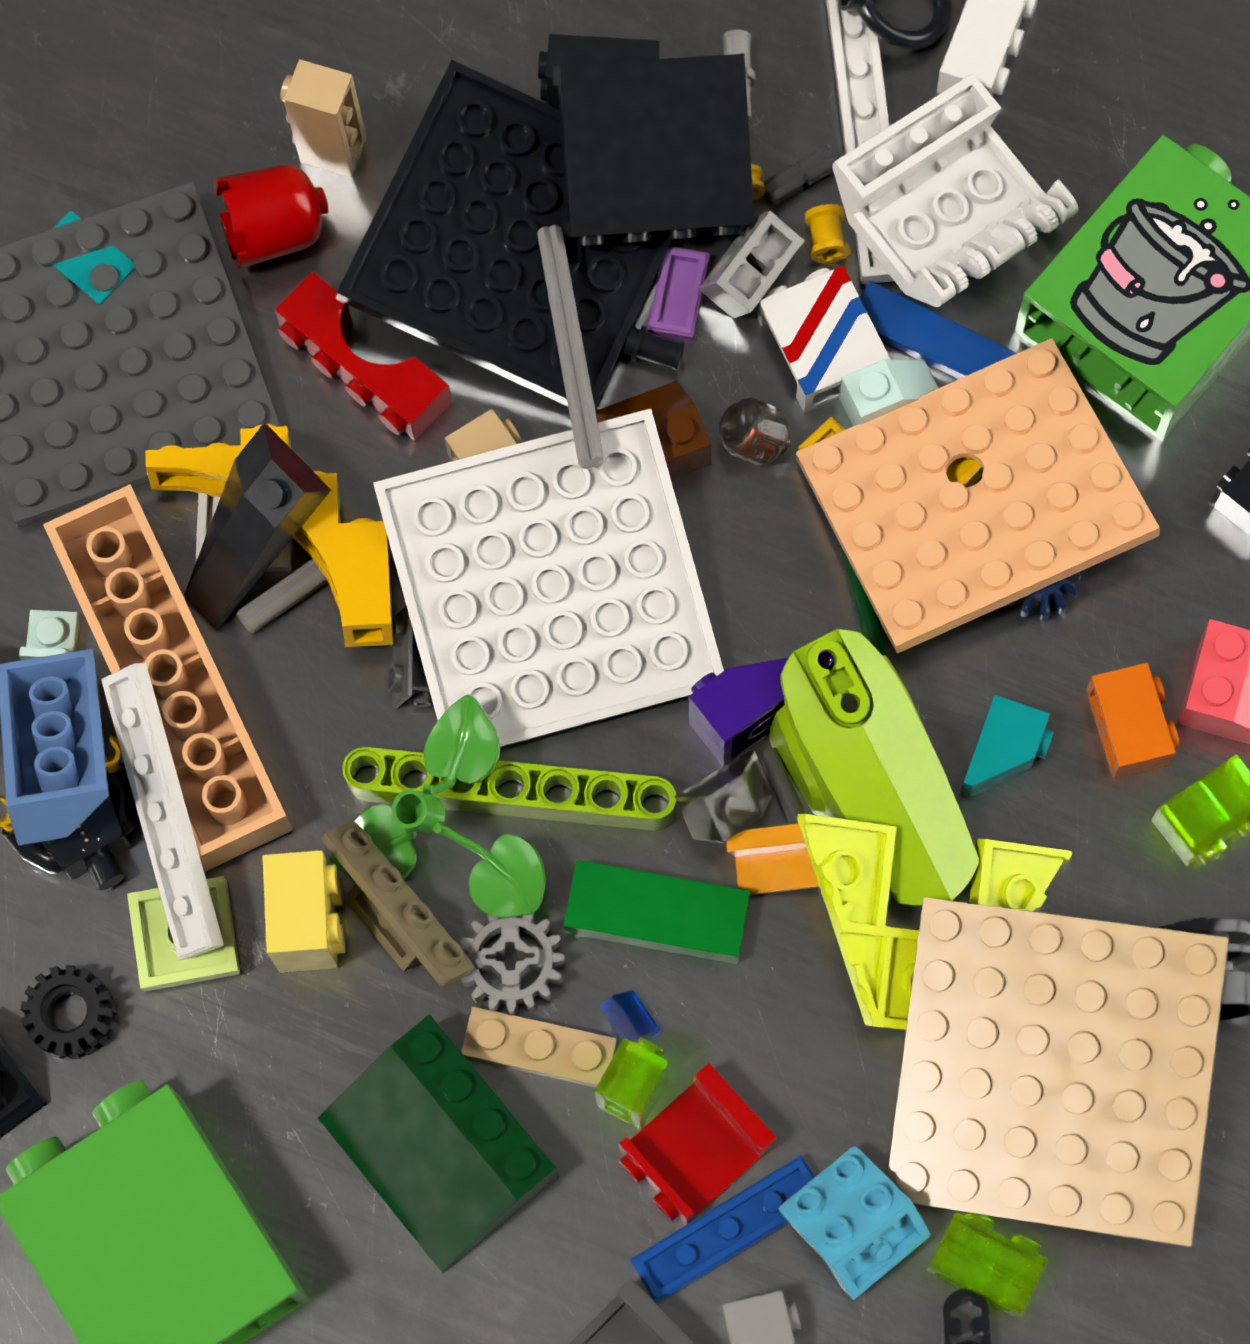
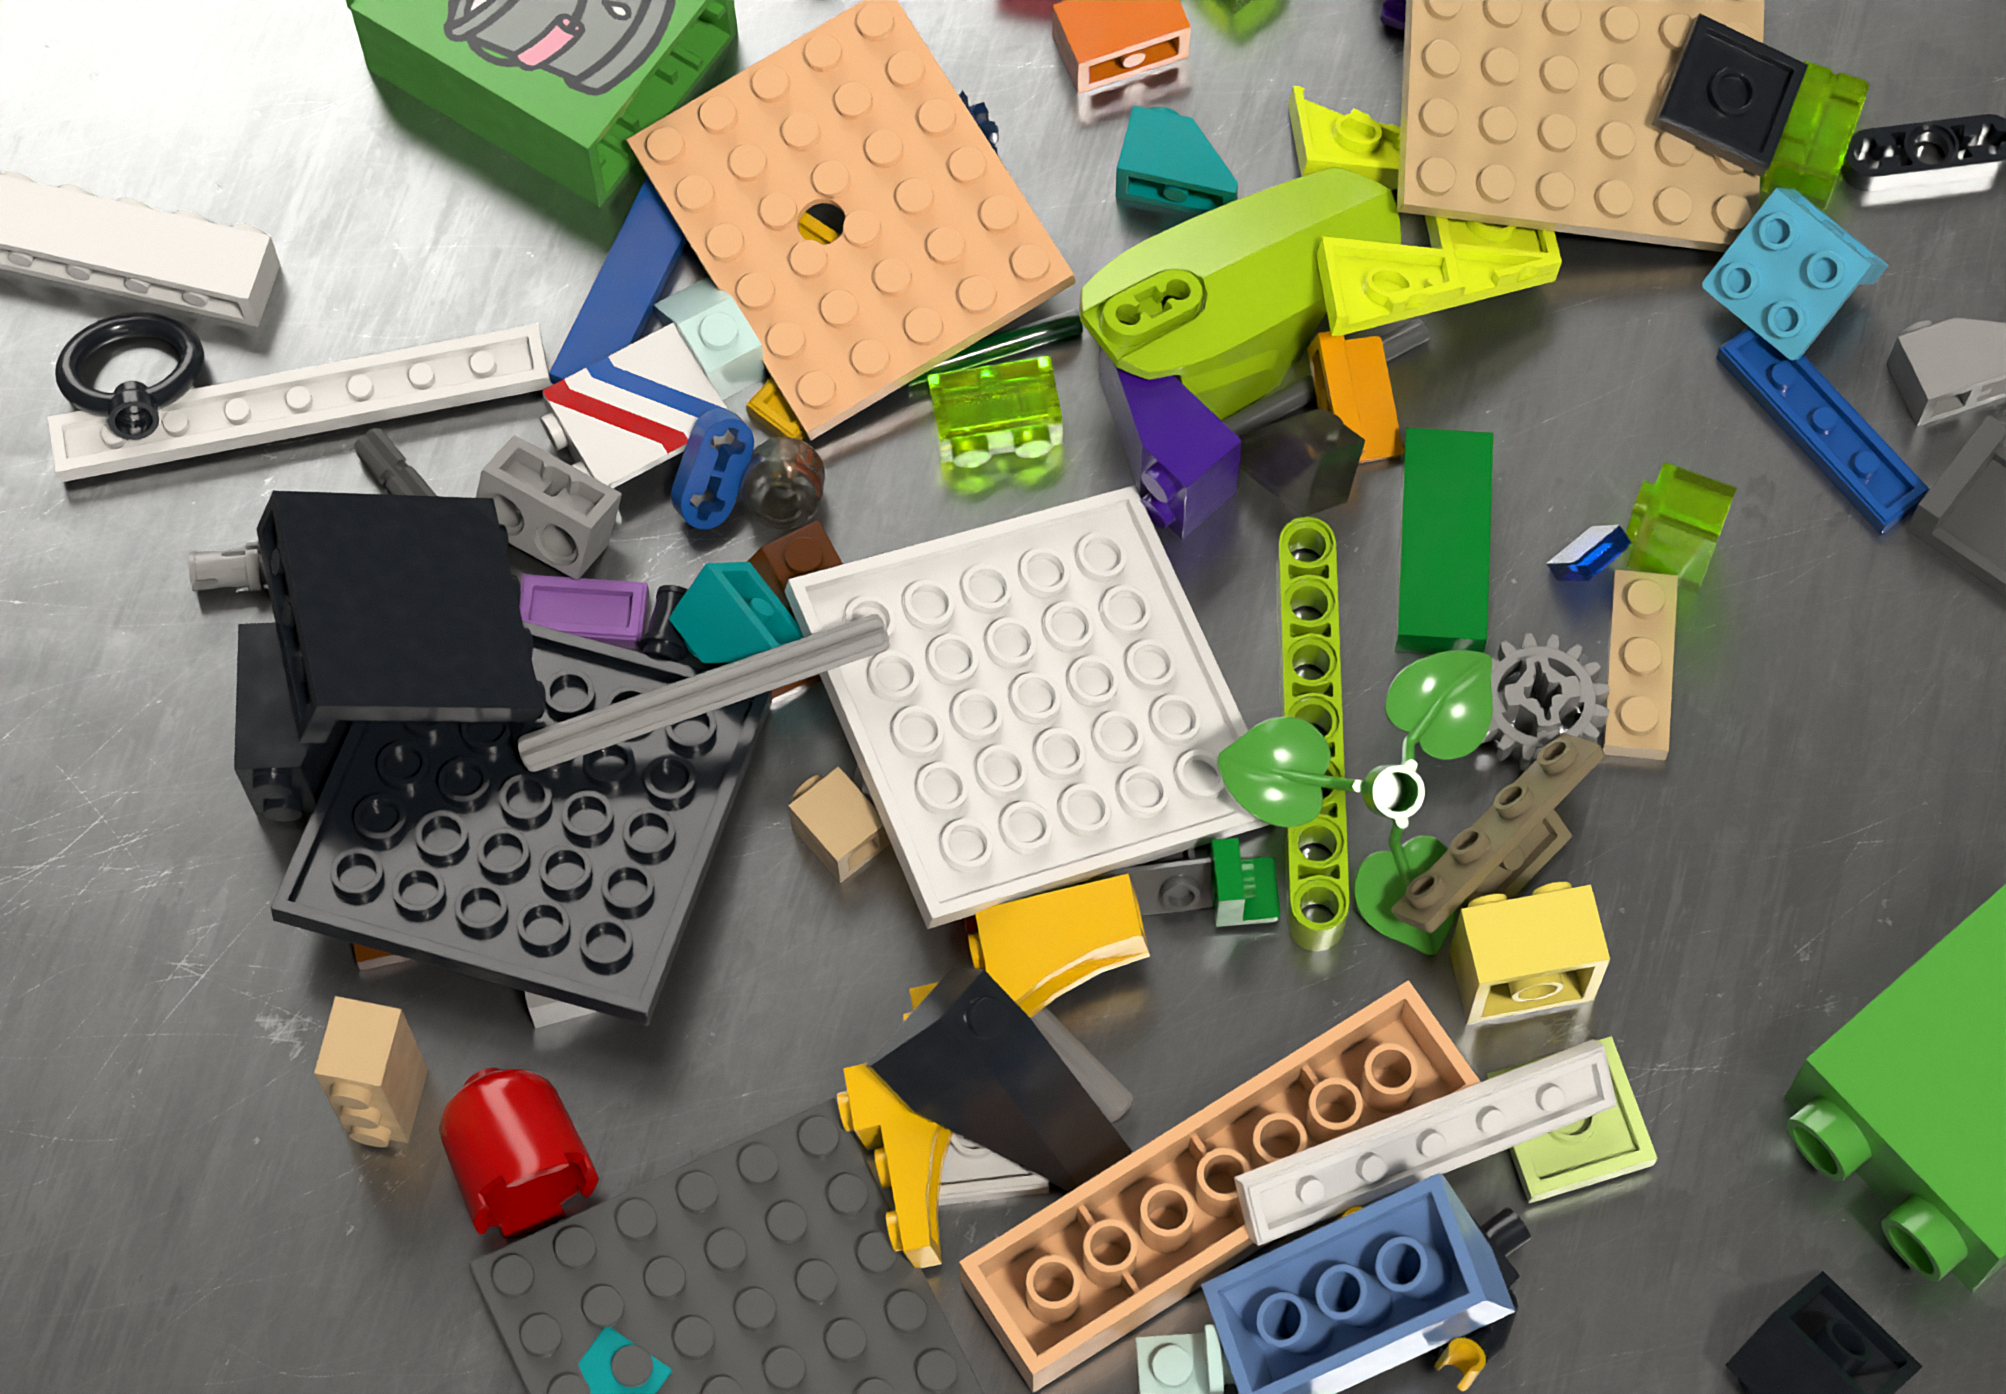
camera: 100 degrees left, 5 degrees down
(52, 987) = (1712, 1215): black tyre -> none
(394, 719) = (1242, 888): none -> green bracket
(403, 392) = (668, 1065): red arch -> none
(437, 1144) = (1787, 762): dark green slope -> none
(638, 382) = (732, 614): none -> teal slope
(696, 1146) = (1730, 445): red panel -> none
(771, 372) = (712, 468): none -> blue beam
(802, 589) = (995, 411): none -> clear neon green brick
(827, 233) = (483, 428): yellow bush -> none
(945, 195) = (447, 265): white slope -> none
(1009, 1183) = (1730, 95): none -> black tile

